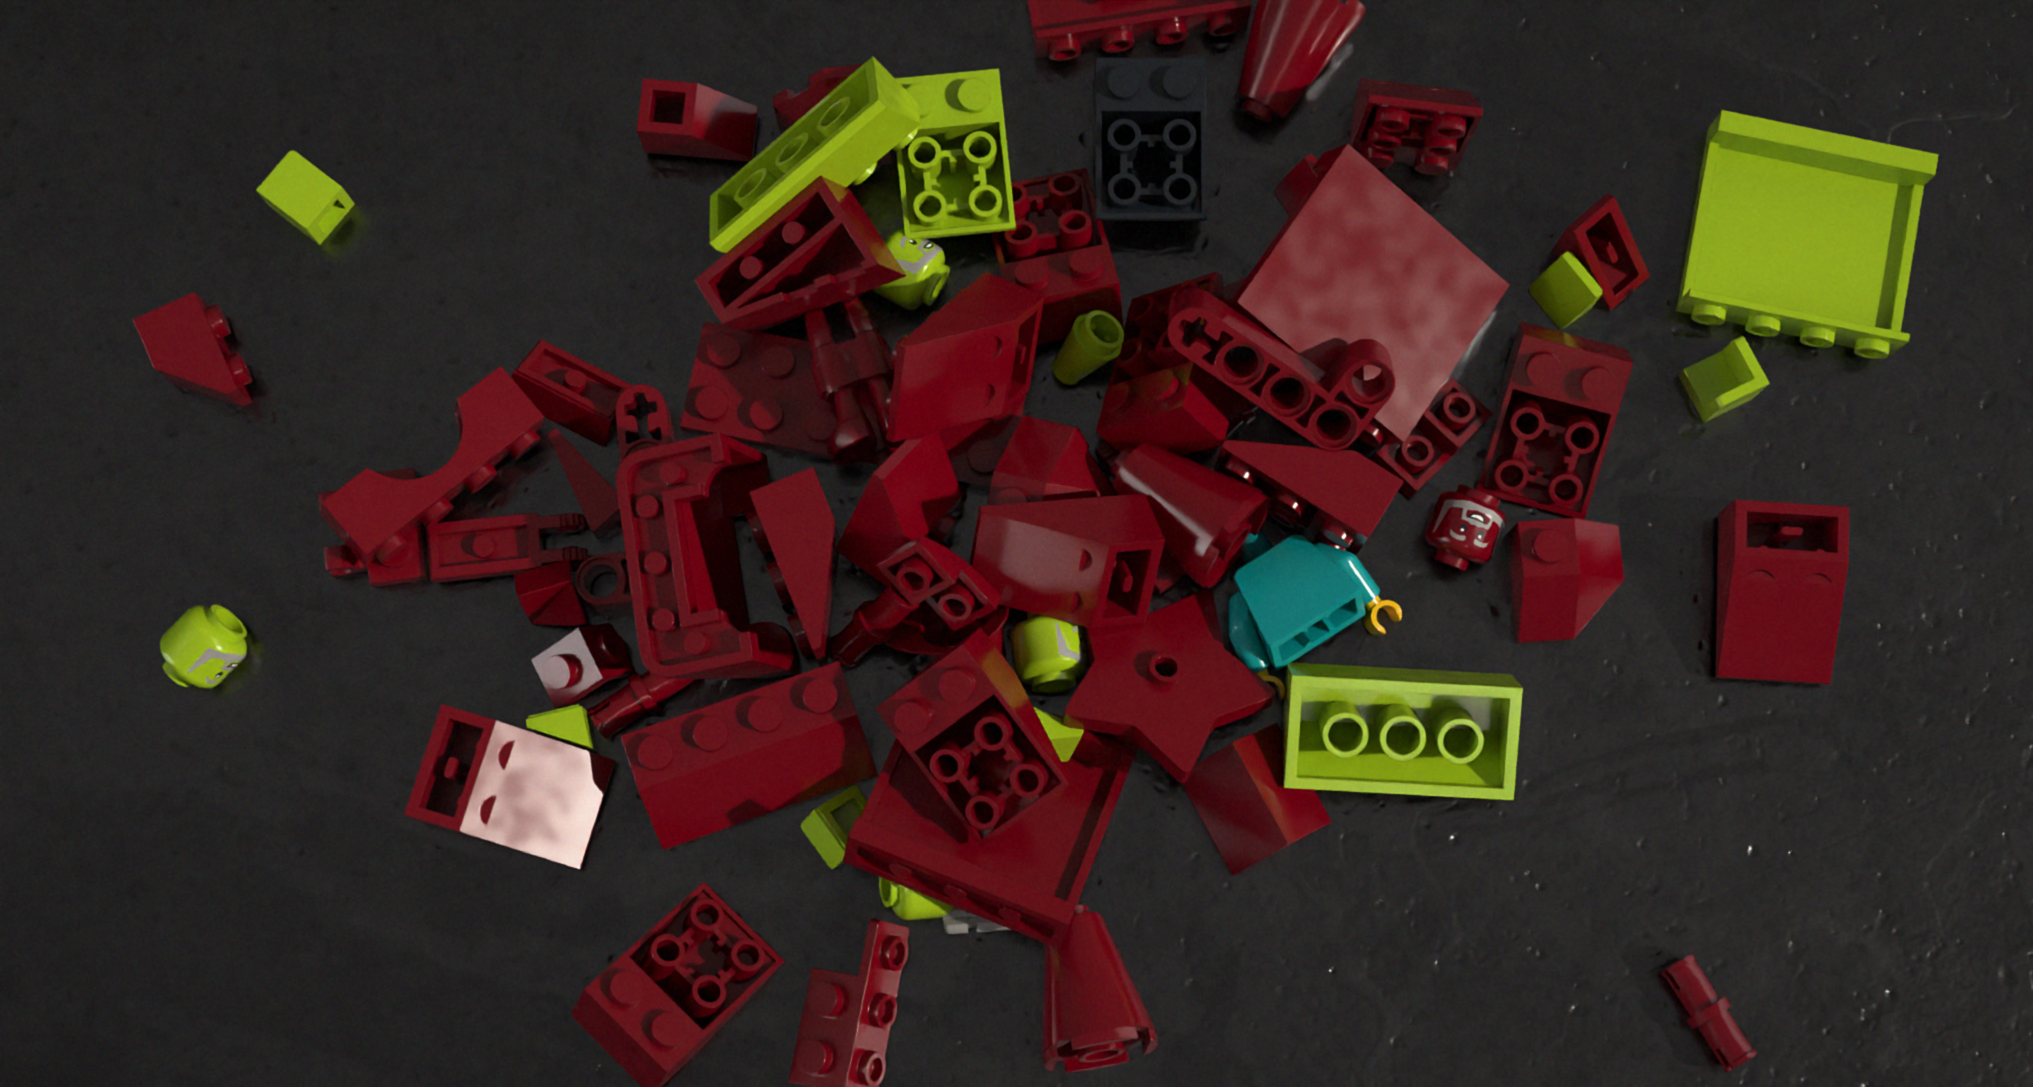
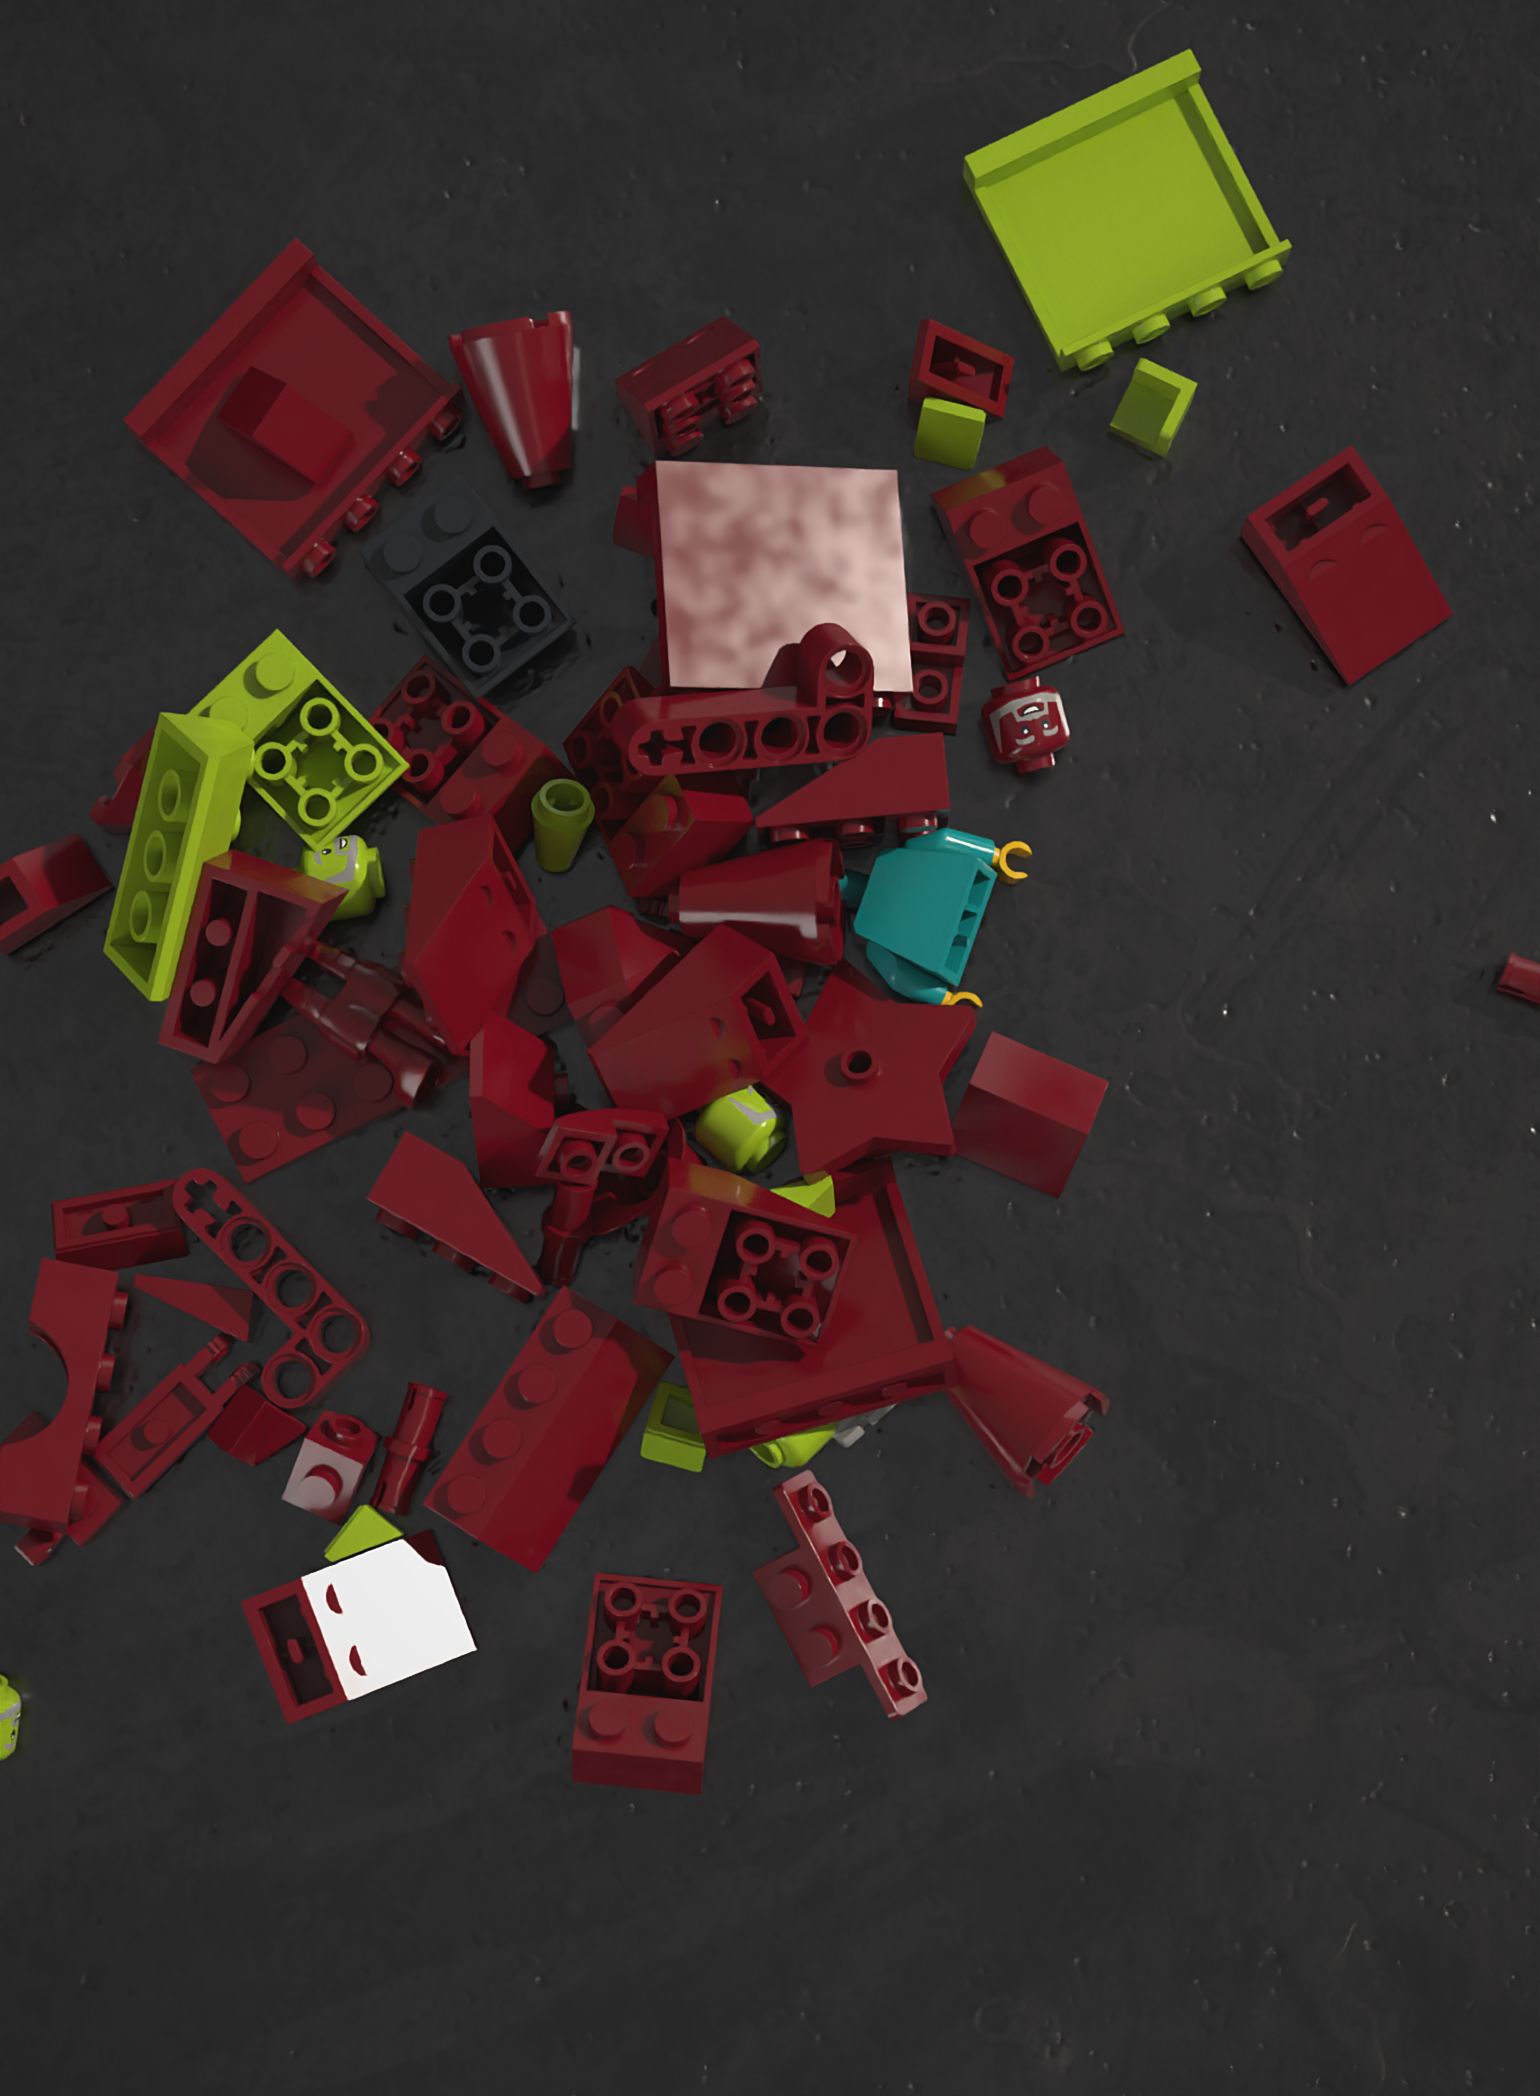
camera: 30 degrees left, 5 degrees up
(686, 561) = (359, 1304): dark red windscreen -> none
(1401, 731) = (1108, 954): lime slope -> none
(1561, 575) = (1144, 700): dark red slope -> none

